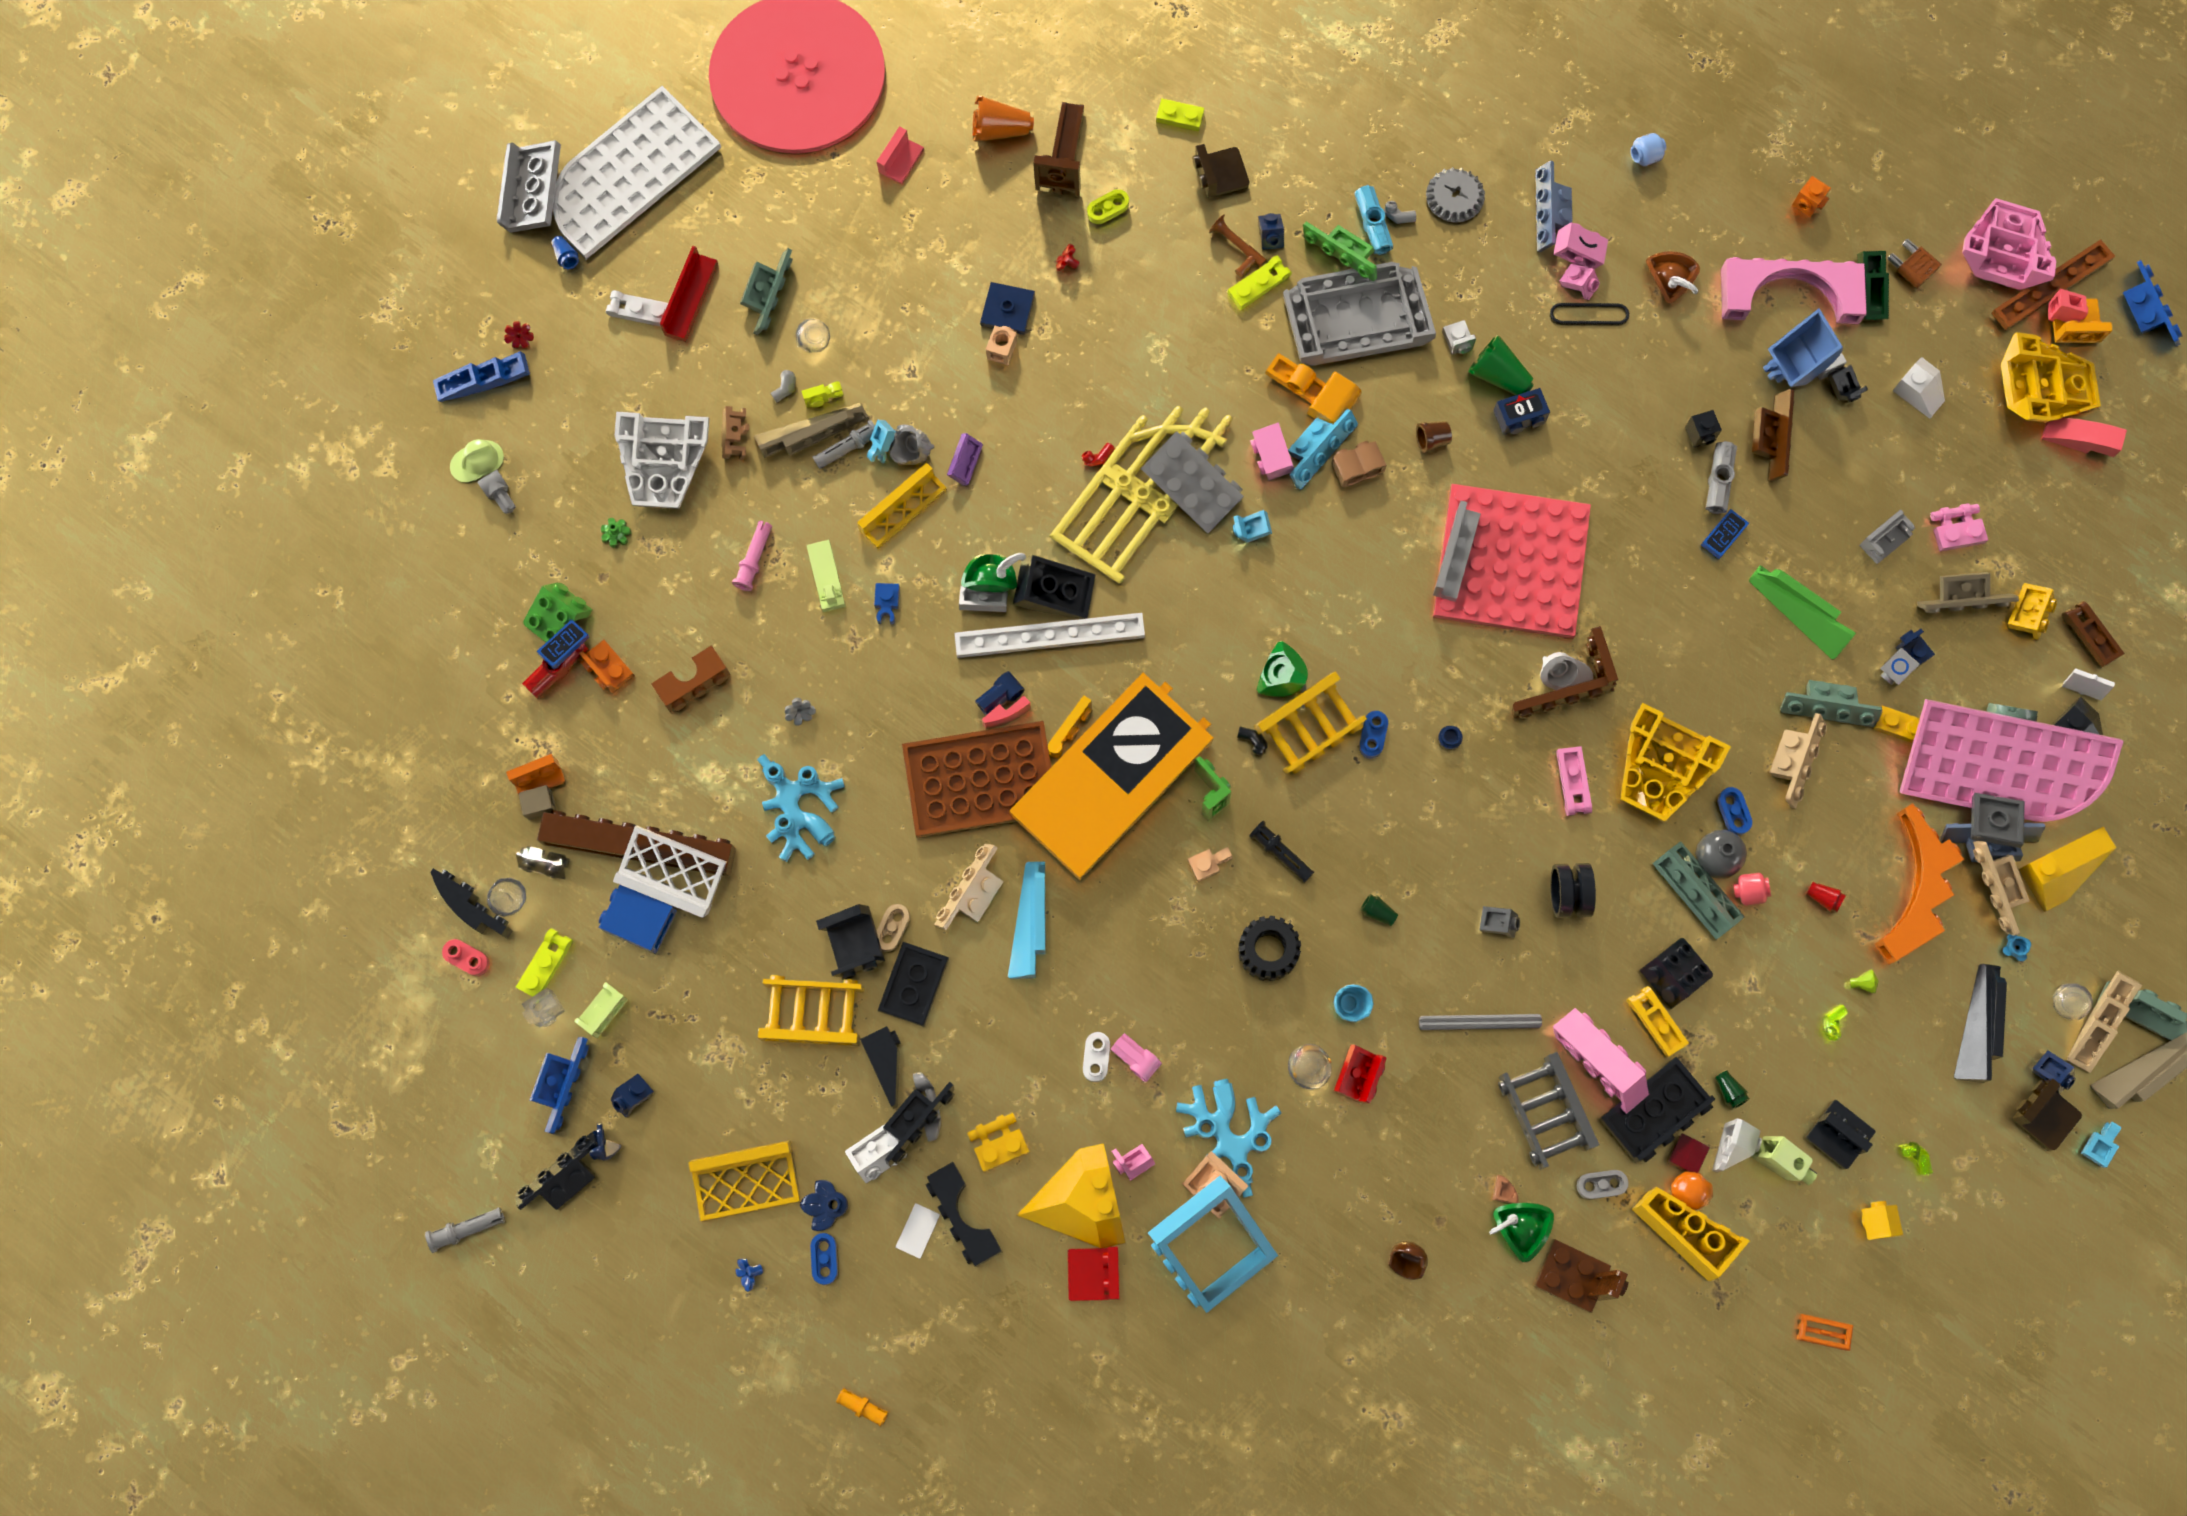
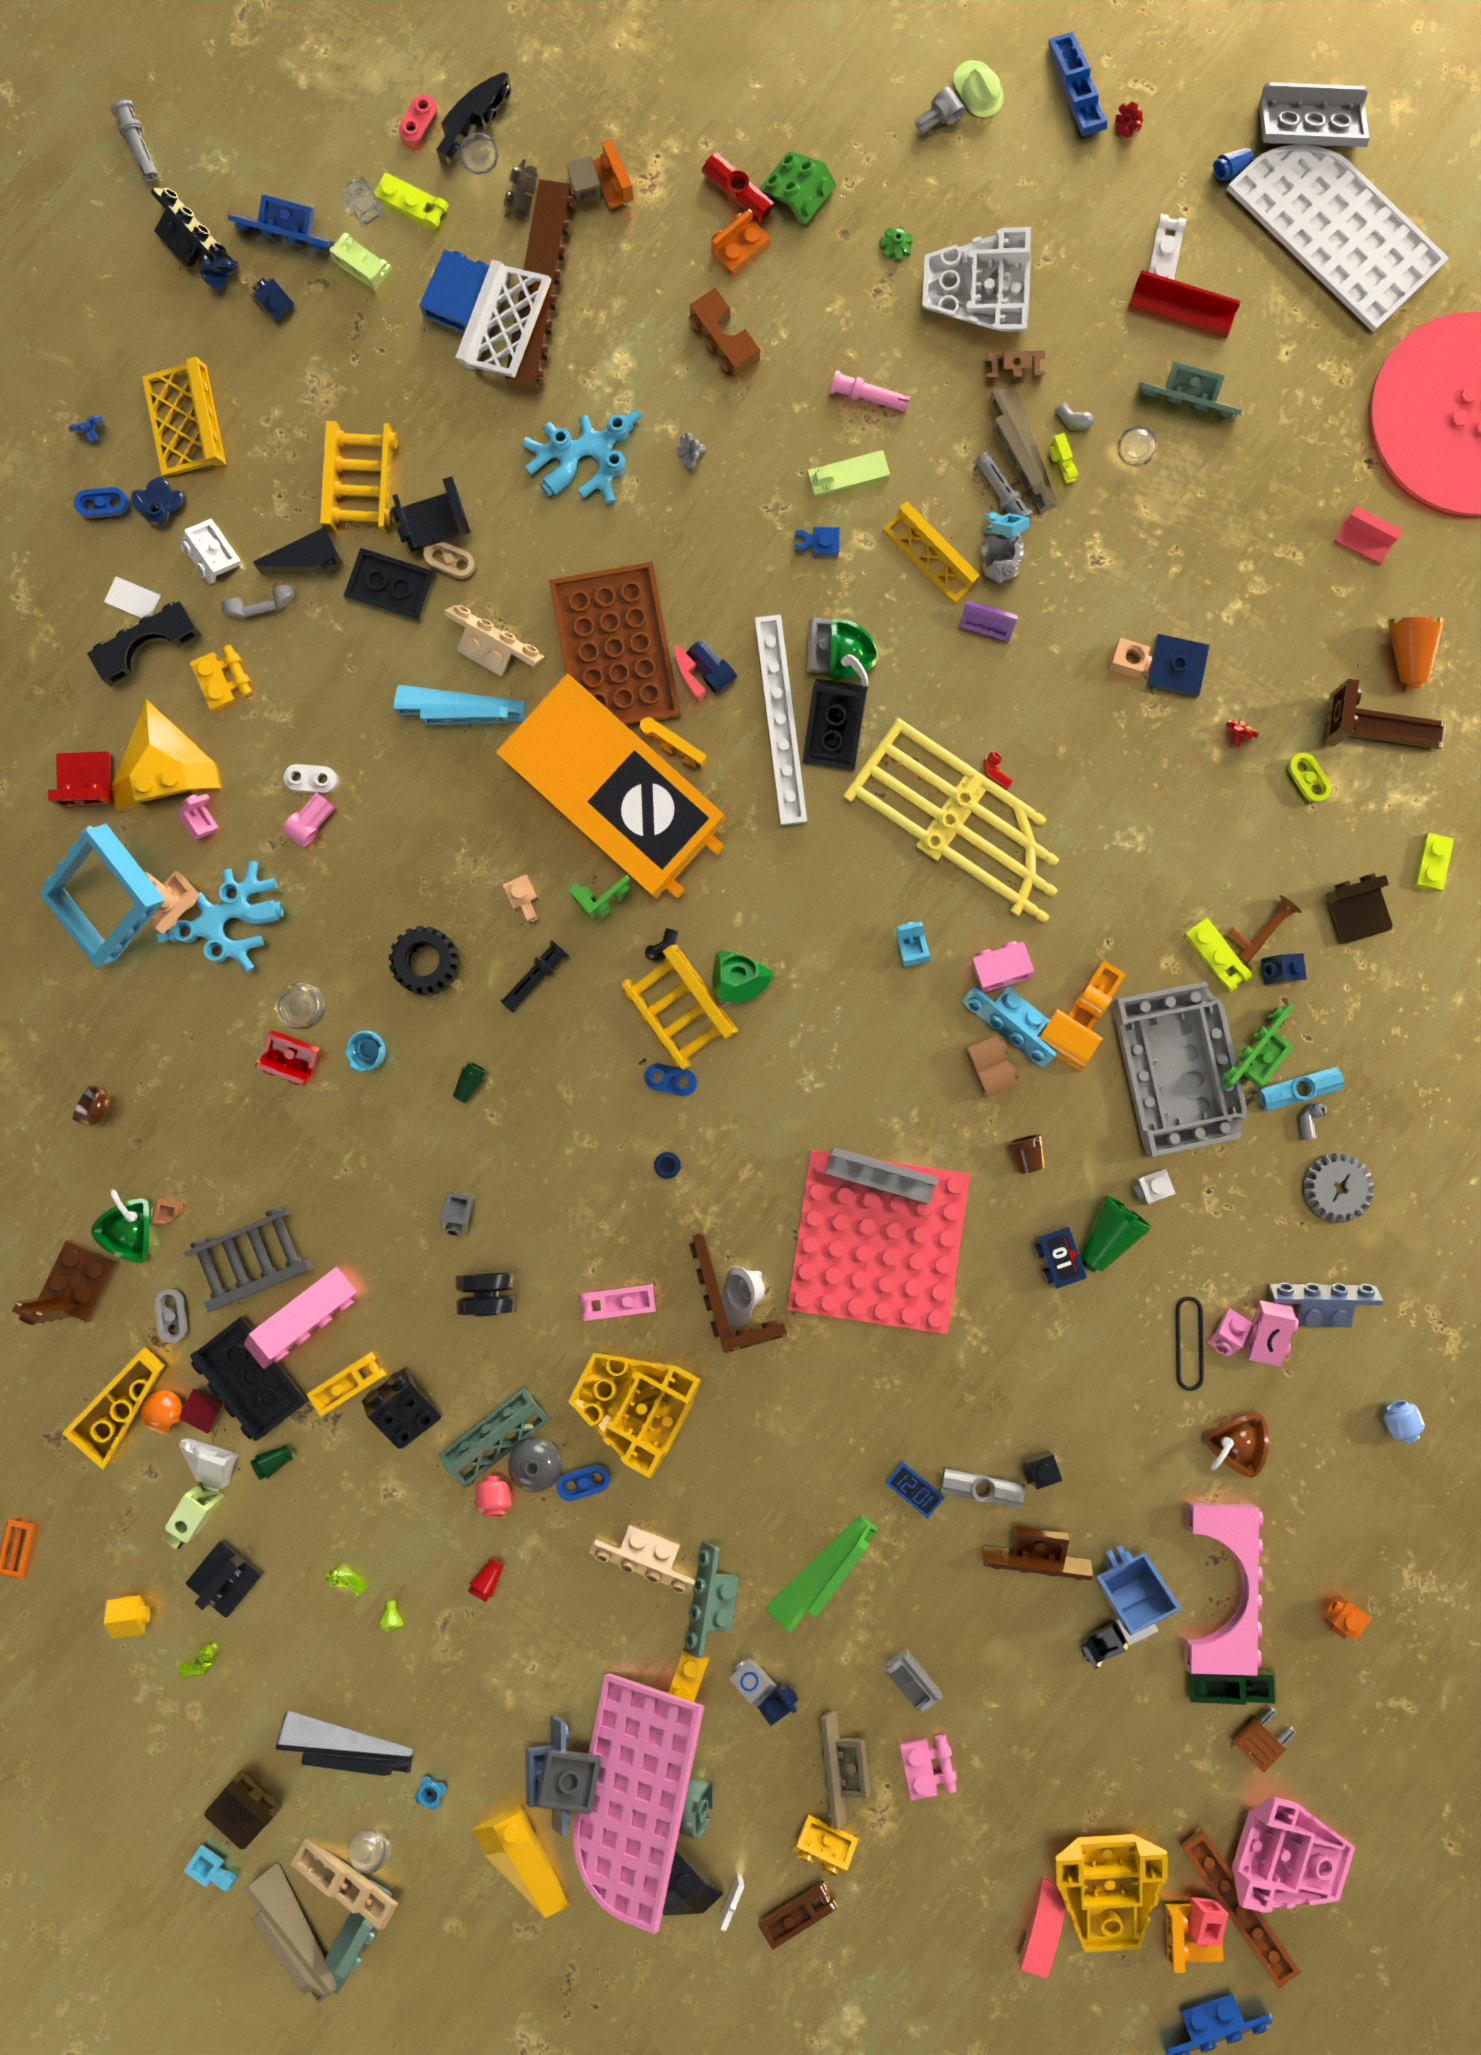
camera: 85 degrees right, 10 degrees up
(562, 644) = (757, 189): tile -> none
(911, 1118) = (239, 582): black bracket -> none
(1193, 481) = (963, 875): light grey bracket -> none
(1480, 1021) = (347, 1190): light grey axle -> none
(1922, 388) = (1103, 1737): white slope -> none
(1929, 890) = (527, 1704): orange arch -> none
(2004, 883) = (496, 1784): tan bracket -> none
(2053, 1067) = (289, 1823): dark blue bracket -> none

